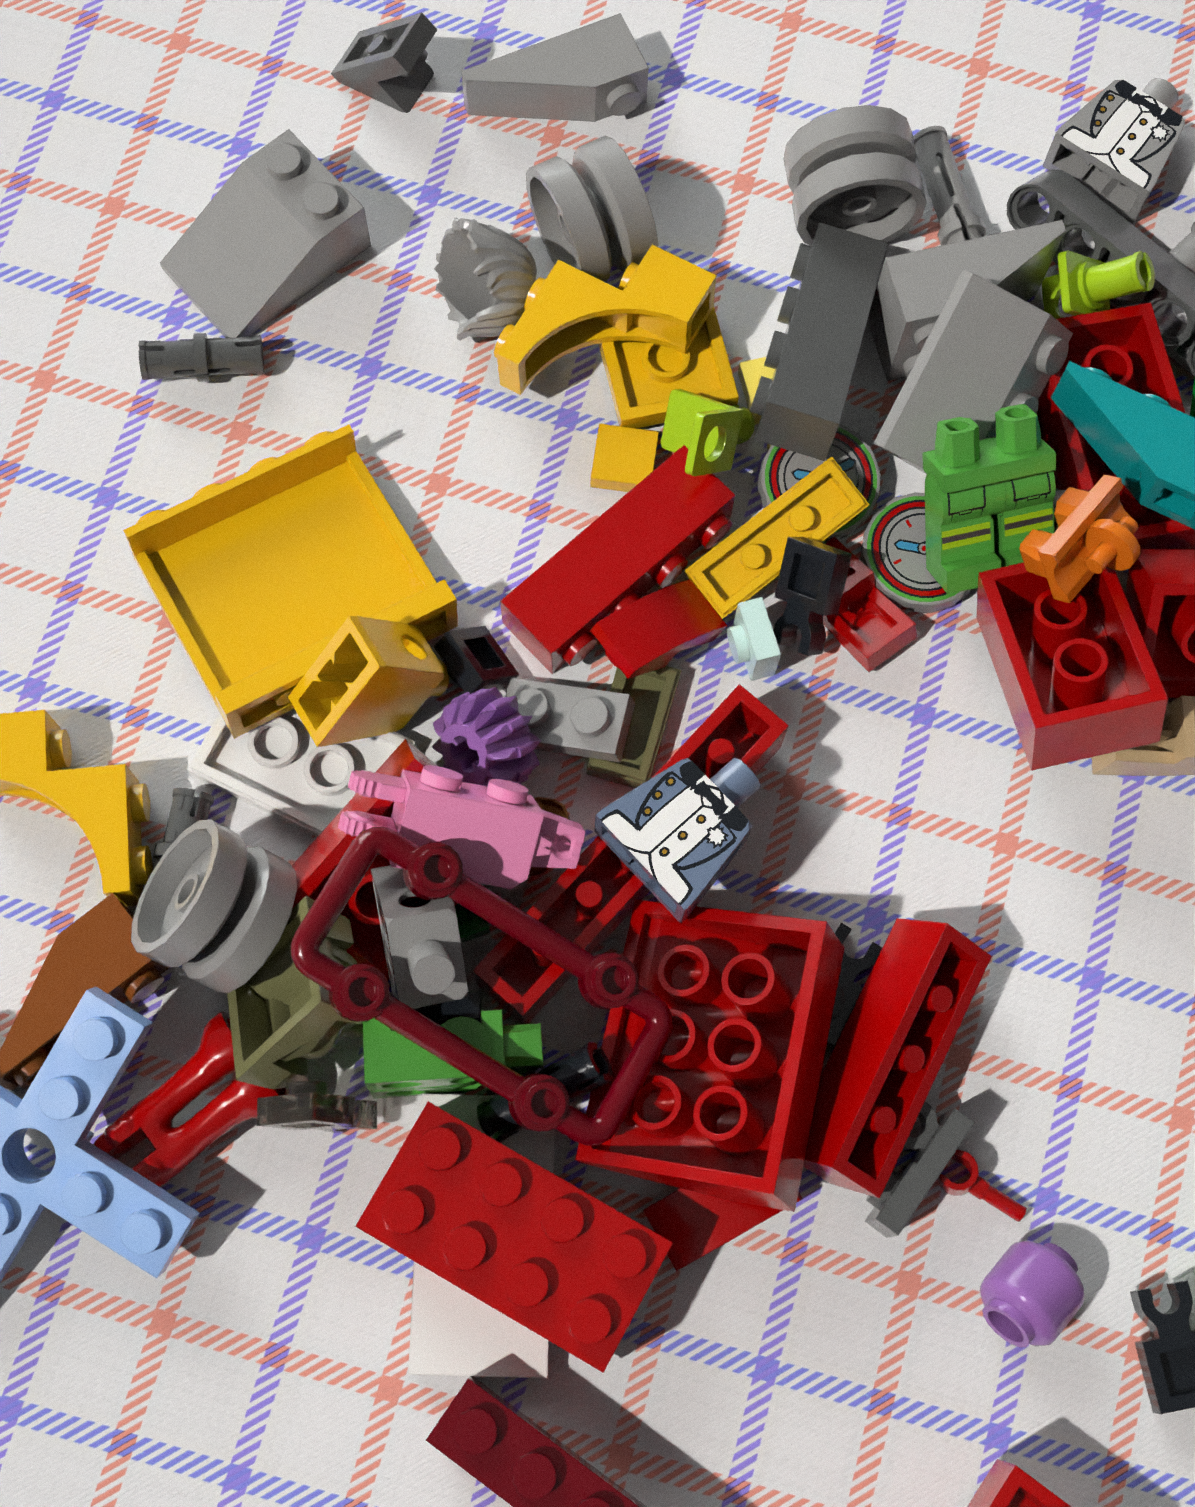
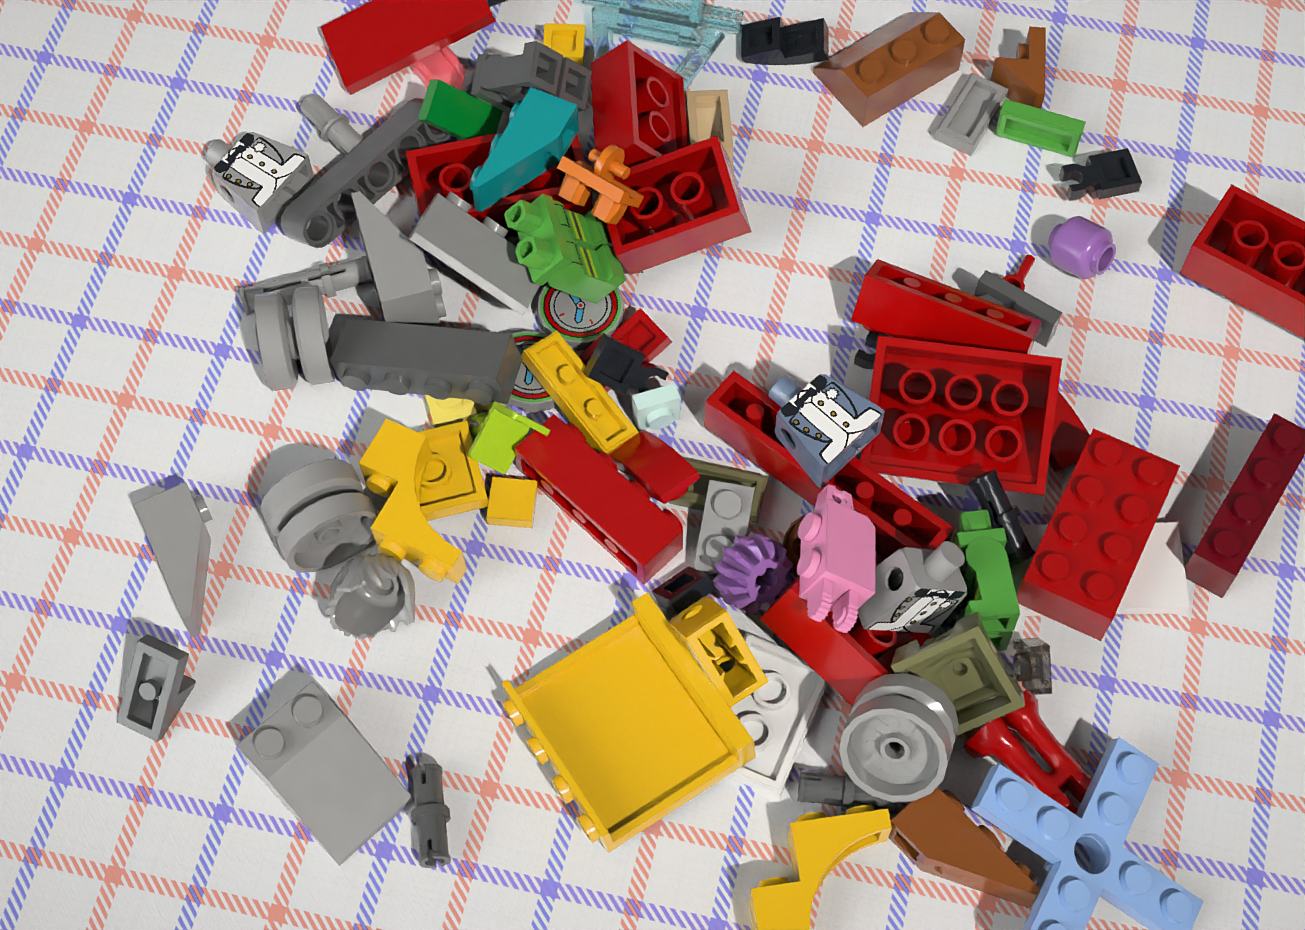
camera: 90 degrees left, 10 degrees down
(362, 990) = (970, 597): dark red bar -> none
(1090, 284) = (391, 182): lime bracket -> none

